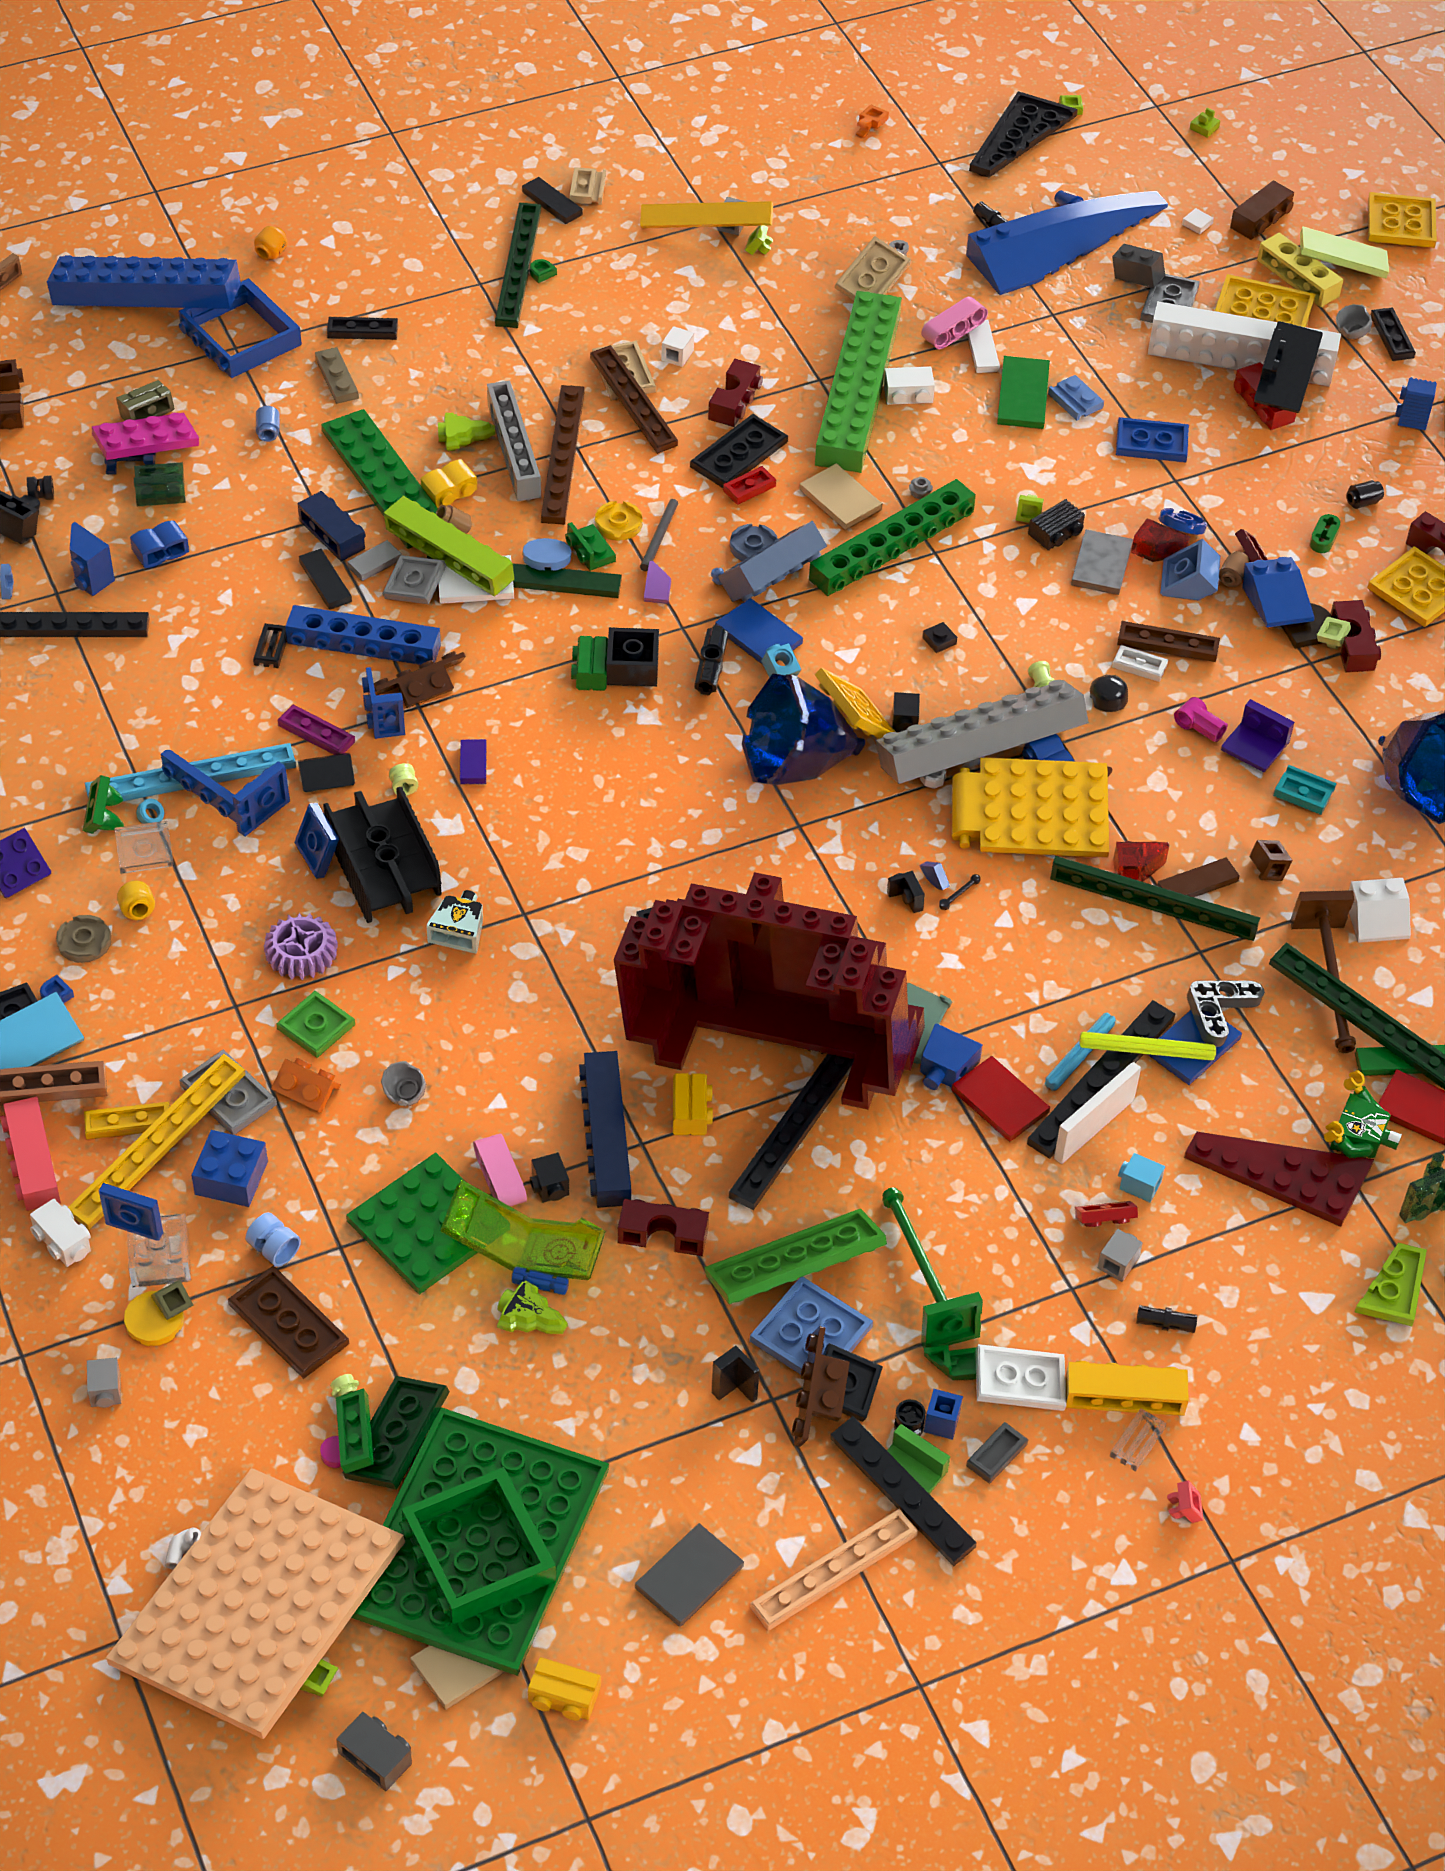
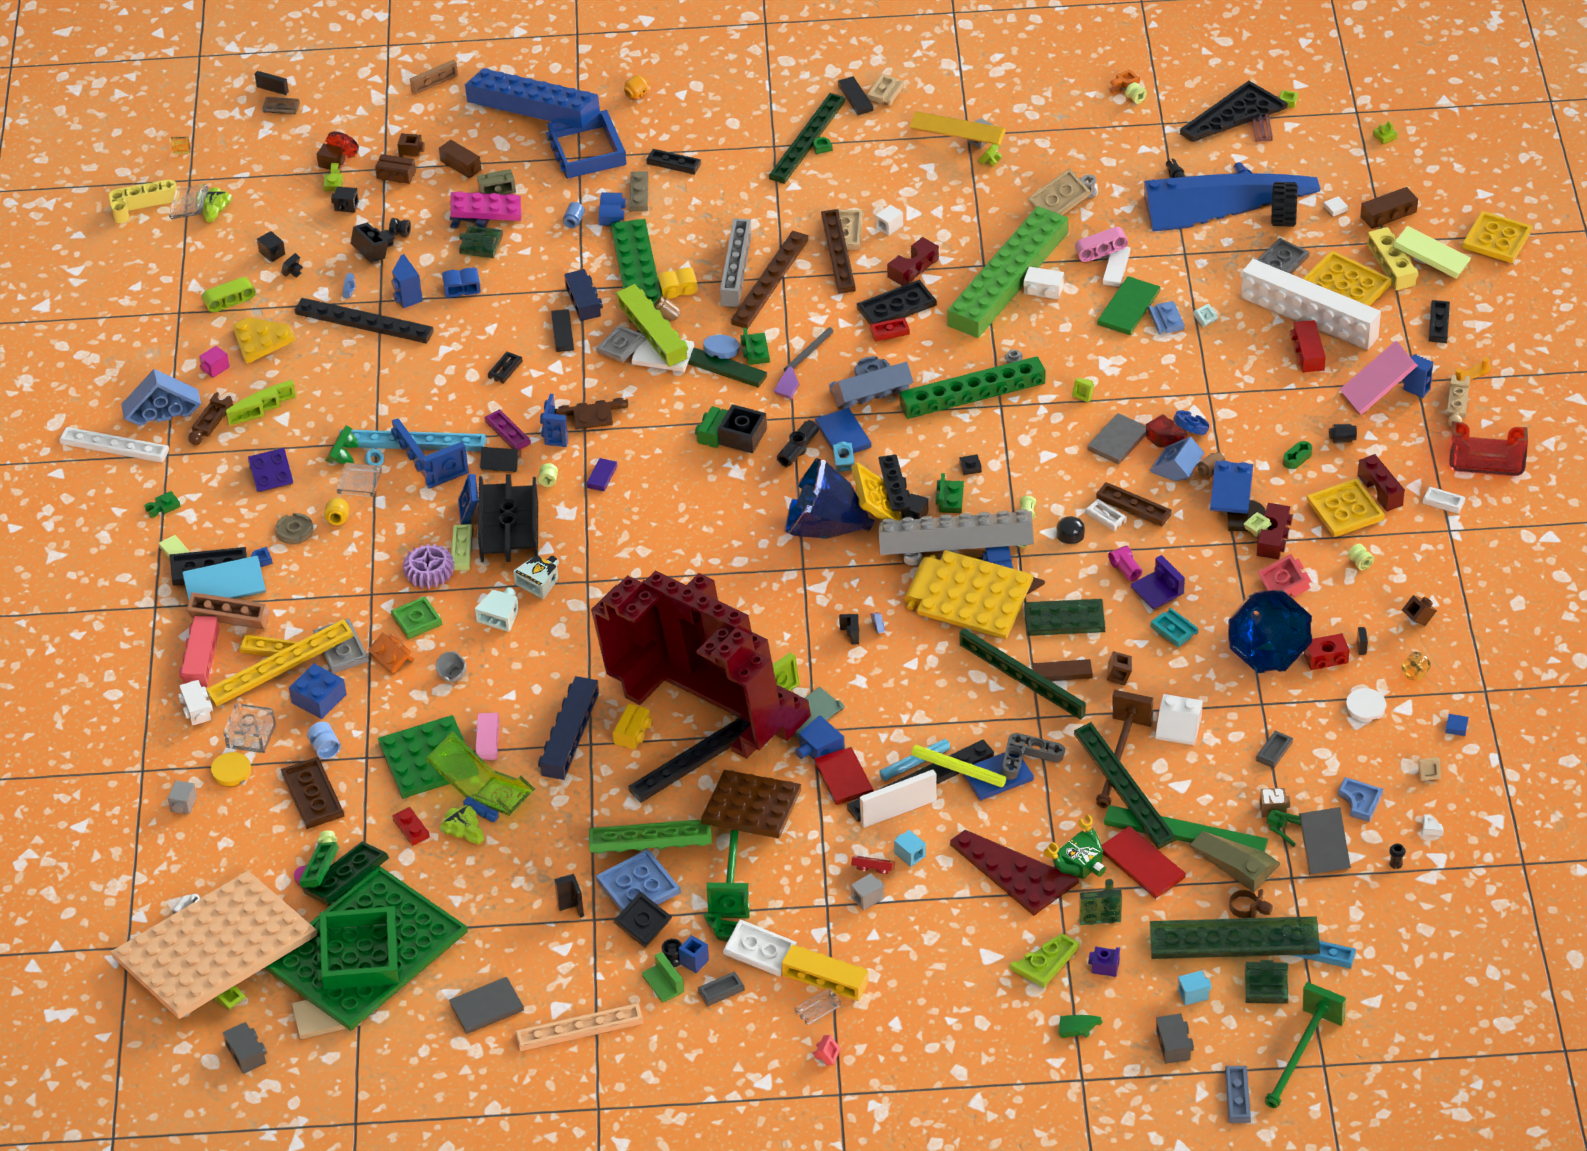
camera: 25 degrees right, 5 degrees down
(80, 380) = (460, 158): none -> reddish brown brick
(131, 1212) = (235, 696): blue tile -> none
(172, 1299) = (245, 759): olive slope -> none
(313, 404) = (611, 208): none -> blue brick
(331, 905) = (462, 546): none -> yellowish green tile
(362, 635) = (567, 373): blue brick -> none
(374, 560) = (601, 325): light grey tile -> none
(427, 984) = (498, 609): none -> light aqua torso
(453, 1333) = (411, 826): none -> red plate
(462, 431) = (704, 248): lime rock -> none
(549, 1178) = (516, 748): black brick -> none
(563, 1689) = (374, 1046): yellow brick -> none
(618, 520) = (785, 334): yellow tile -> none
(642, 1219) = (561, 789): dark red arch -> none
(822, 1387) = (623, 918): reddish brown bracket -> none
(840, 496) = (952, 351): tan tile -> none
(867, 683) = (894, 483): none -> black bracket
(893, 131) = (1136, 92): none -> yellowish green wheel
(903, 1491) = (646, 993): black plate -> none
(906, 1172) = (751, 804): none -> reddish brown plate
(936, 683) = (950, 496): none -> green bracket
(944, 904) = (875, 643): black hinge -> none
(1056, 524) = (1097, 404): black brick -> none
(1063, 144) = (1260, 119): none -> tile
(1122, 384) = (1205, 315): none -> light aqua tile
(1138, 265) = (1264, 230): dark grey brick -> none
(1139, 859) = (1026, 646): clear red slope -> none
(1148, 226) = (1284, 204): none -> black tyre
(1152, 439) = (1206, 360): blue tile -> none
(1163, 809) = (1064, 617): none -> clear green plate
(1166, 1318) = (878, 939): black pin -> none
(1250, 546) = (1233, 451): dark red plate -> none
(1288, 366) = (1325, 325): black bracket -> none
(1353, 321) = (1409, 305): light grey hair -> none
(1376, 415) = (1378, 377): none -> bright pink tile
(1402, 692) = (1286, 576): none -> coral plate

